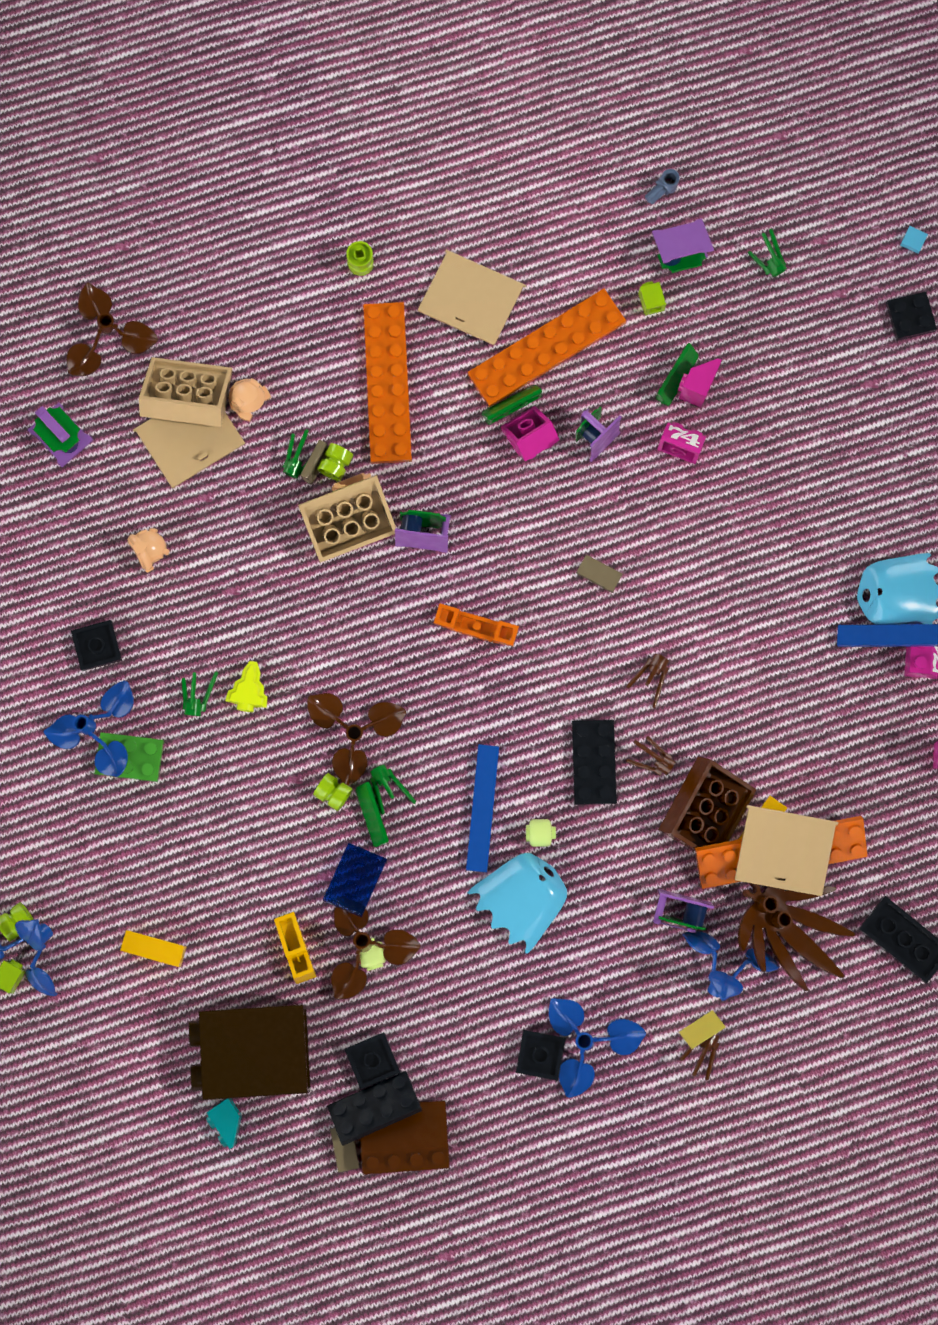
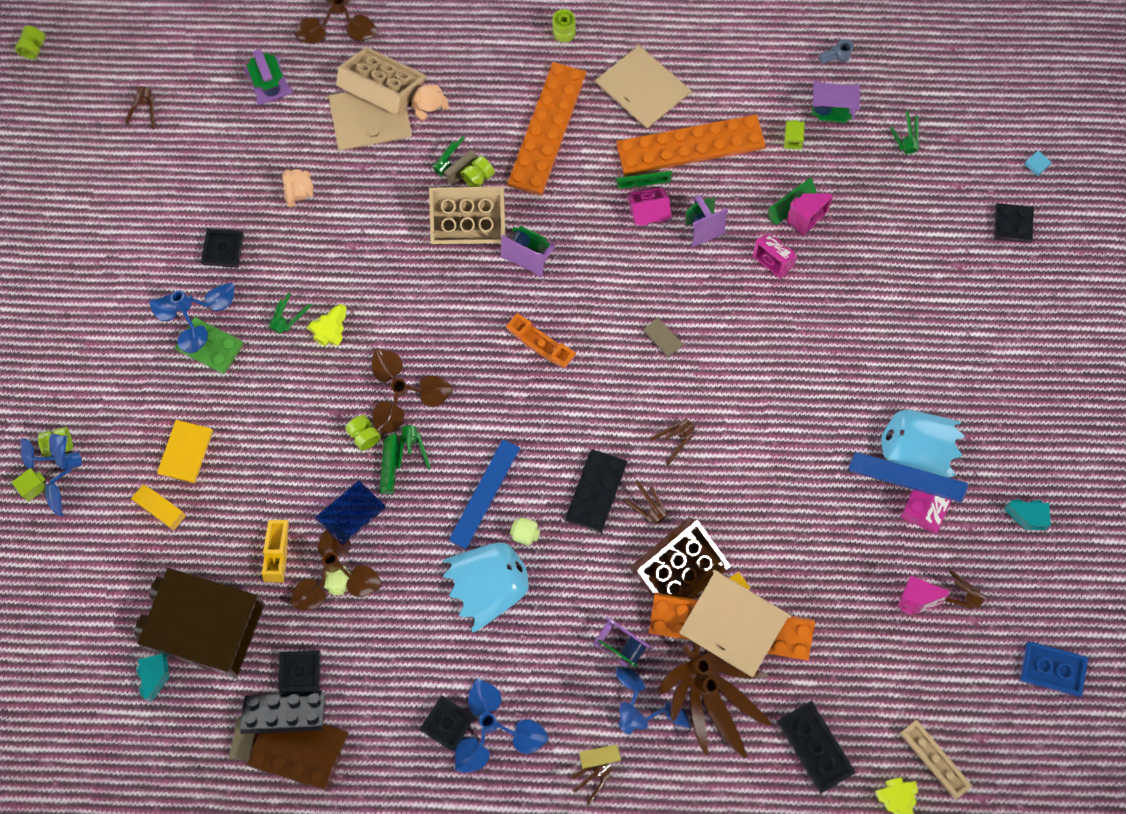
camera: 25 degrees right, 10 degrees down
(154, 879) = (185, 451): none -> yellow tile

